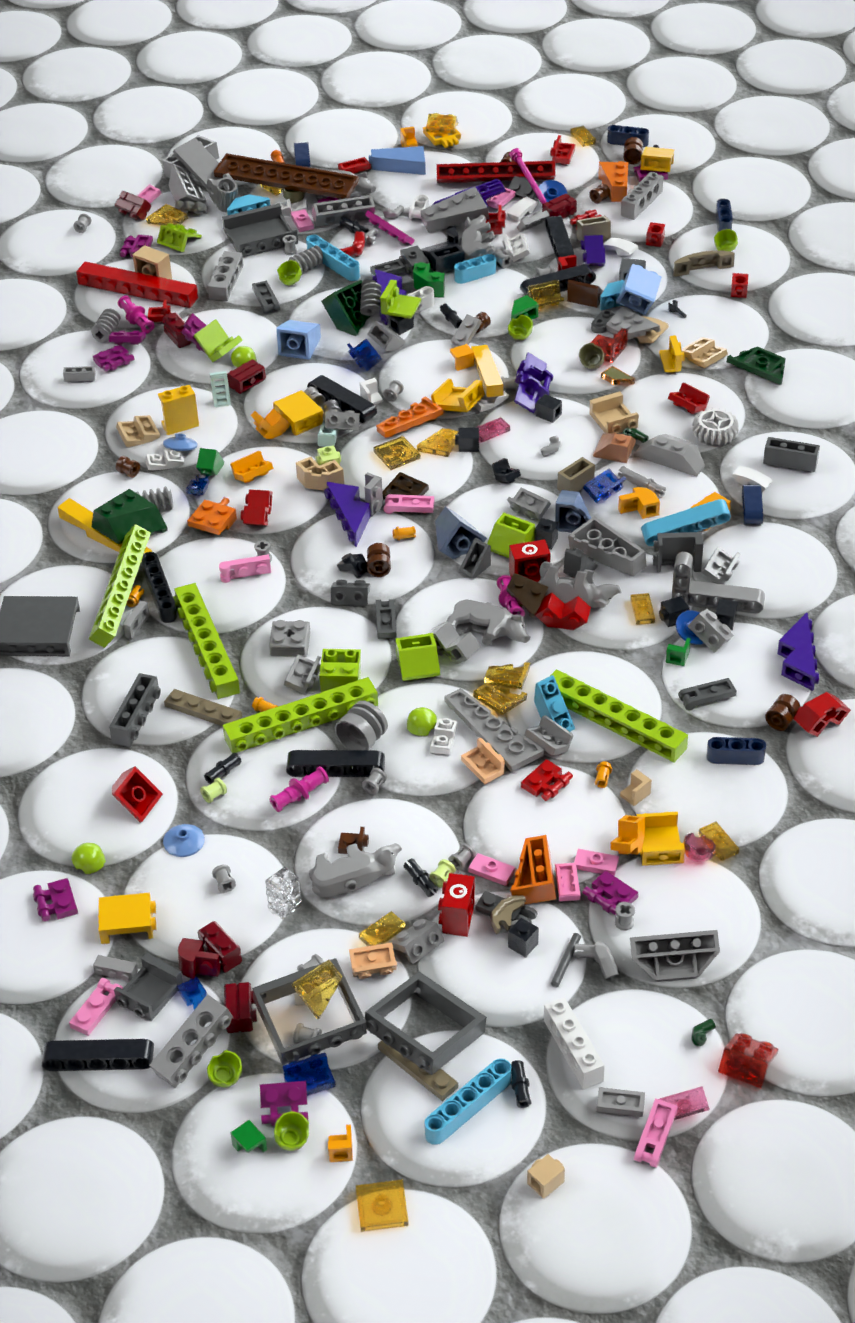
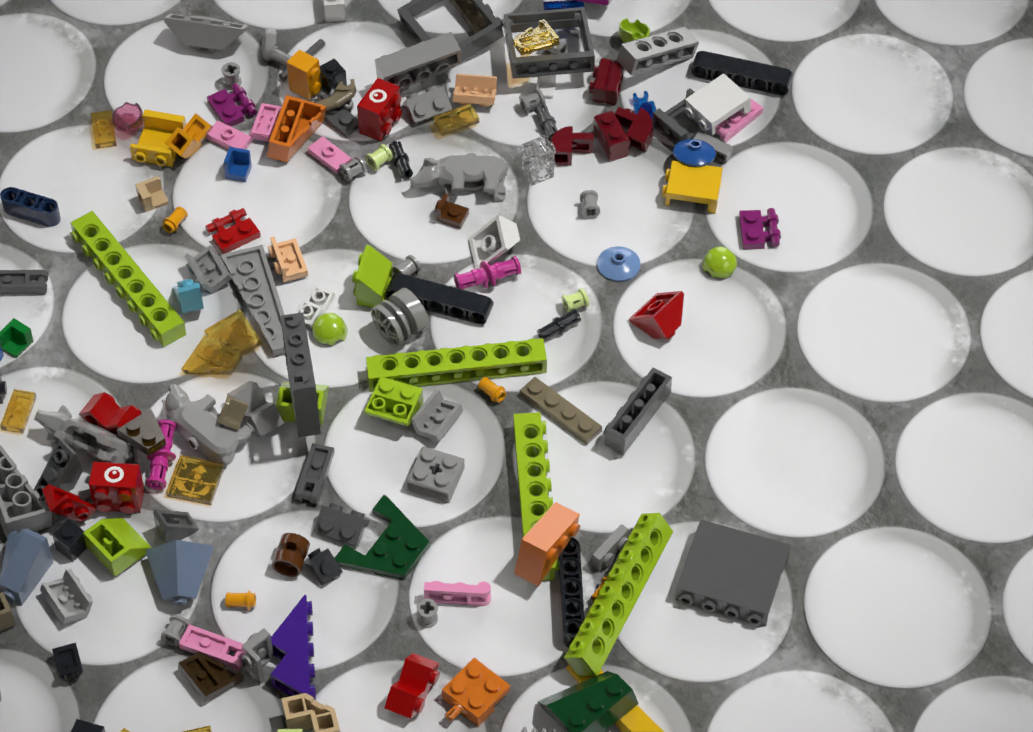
camera: 165 degrees left, 10 degrees up
(113, 994) = (716, 103): none -> white panel
(131, 949) = (694, 152): none -> blue dish
(180, 586) = (546, 542): none -> orange wedge
(262, 931) = (568, 142): none -> dark red brick
(288, 949) = (547, 122): none -> dark grey pin
(300, 818) = (493, 240): none -> white slope
(304, 587) = (394, 551): none -> dark green wing
(399, 755) = (371, 277): none -> lime slope
(419, 640) = (300, 374): none -> dark grey window
(438, 949) = (419, 61): none -> light grey wedge
(441, 501) = (175, 630): none -> light grey bush
(466, 622) = (232, 412): none -> dark tan panel
(480, 592) = (195, 480): none -> clear yellow tile
(550, 918) = (304, 74): none -> light orange brick
(557, 542) = (67, 504): none -> red bracket
(572, 834) = (237, 164): none -> blue panel

